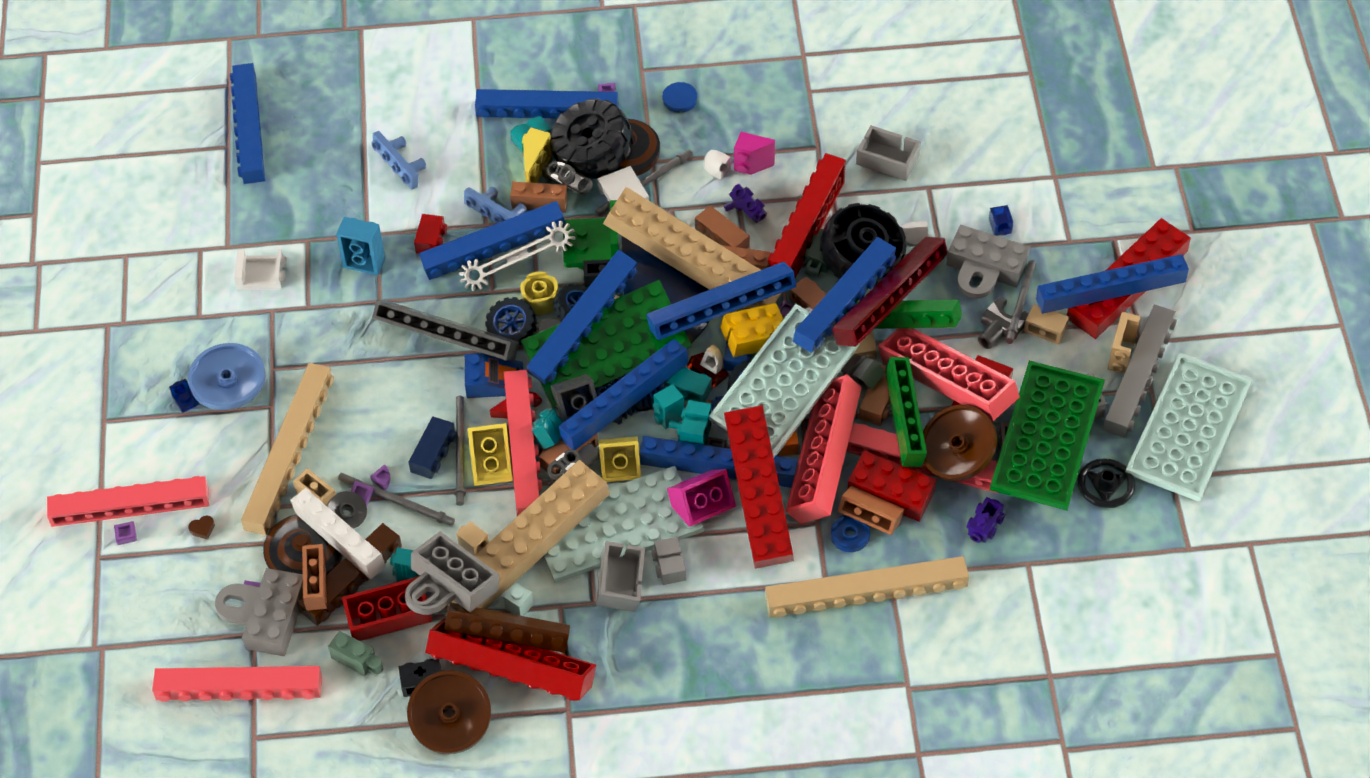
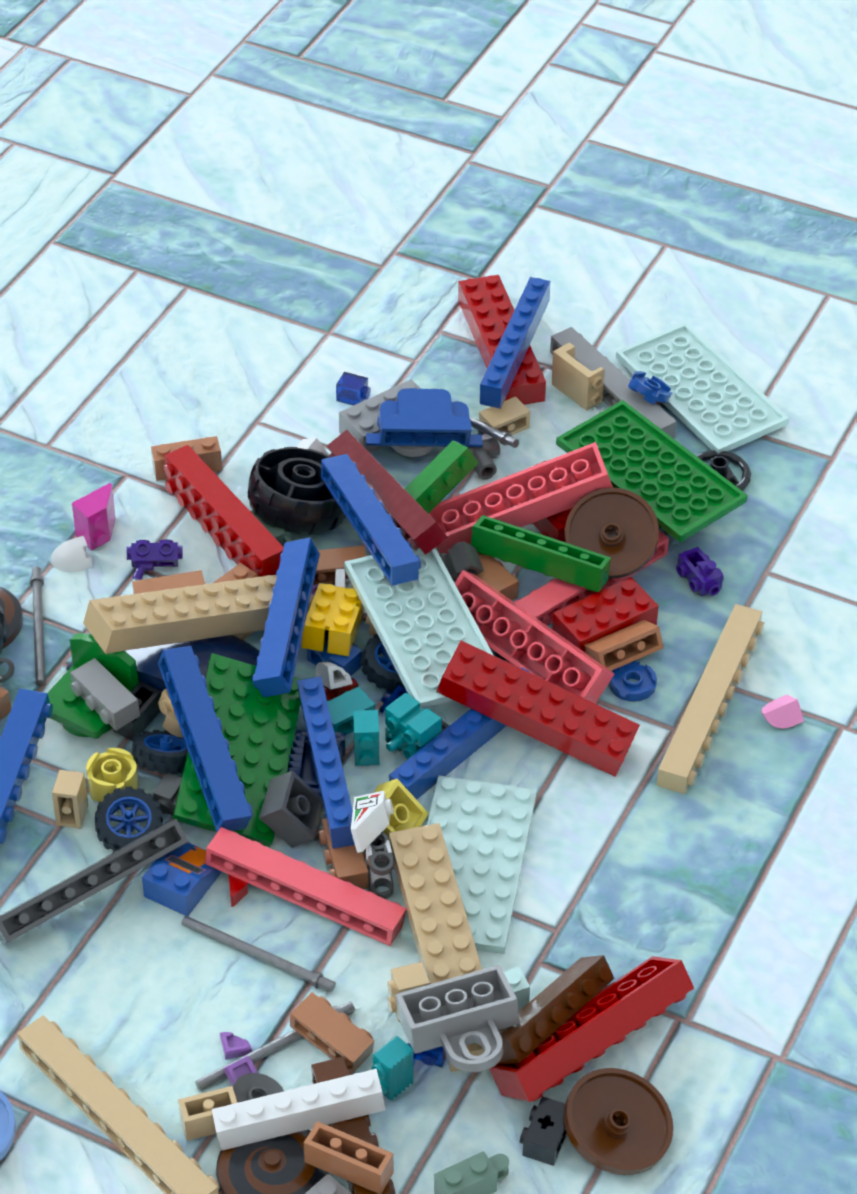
camera: 60 degrees left, 10 degrees down
(381, 611) = (432, 1117): red brick -> none
(417, 518) = (331, 1031): none -> nougat brick
(432, 447) = (237, 974): dark blue brick -> none
(490, 454) = (291, 924): light yellow slope -> none
(503, 281) = (70, 799): none -> tan brick
(516, 256) = (49, 766): white arm -> none
(547, 428) = (310, 851): teal brick -> none
(577, 441) = (369, 818): none -> white slope
(588, 247) = (104, 694): none -> light grey brick
(614, 184) = (40, 643): white panel -> none
(620, 577) = (549, 878): light grey piece -> none
(670, 562) = (566, 842): light grey piece -> none
(702, 496) = (502, 765): dark pink slope -> none
(857, 171) = (206, 448): none -> nougat brick
(883, 153) = (212, 419): light grey piece -> none
(885, 638) = (783, 712): none -> bright pink brick
(985, 275) = (423, 419): none -> blue brick
(1140, 398) = (652, 389): none -> blue plate

